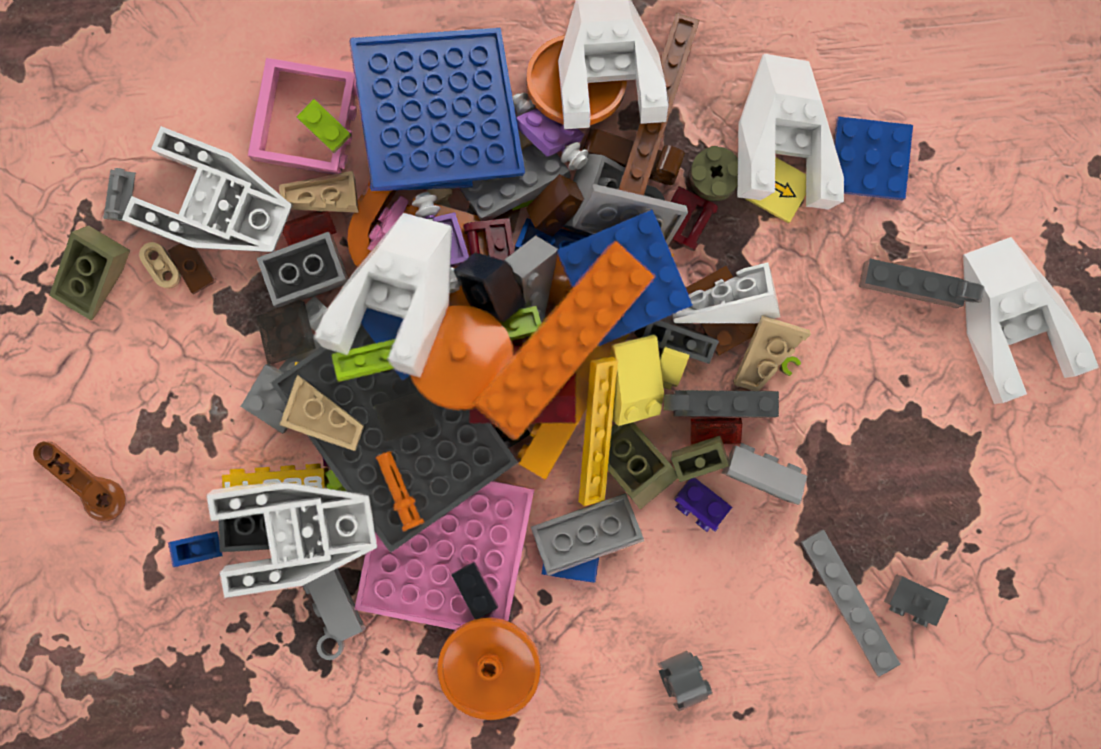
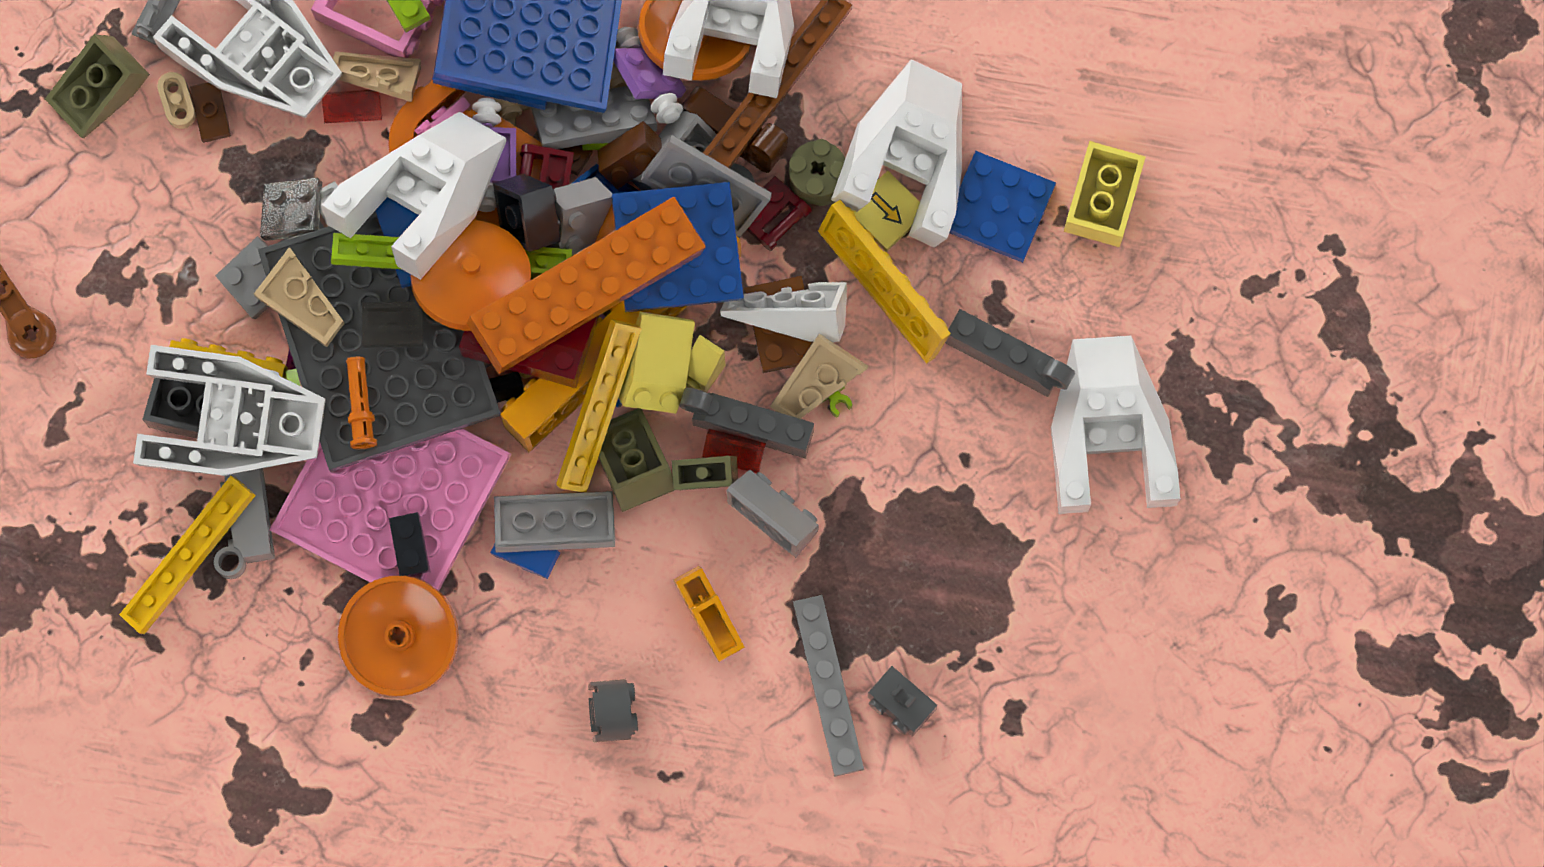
camera: 10 degrees right, 10 degrees down
(194, 549) = (114, 413): blue slope -> none
(294, 652) = (187, 555): none -> yellow plate
(303, 270) = (330, 146): light grey brick -> none
(680, 338) = (737, 347): dark grey slope -> none
(703, 504) = (694, 527): dark purple bracket -> none
(736, 572) = (708, 613): none -> light orange slope
(800, 253) = (884, 281): none -> yellow plate
(959, 123) = (1104, 194): none -> light yellow brick

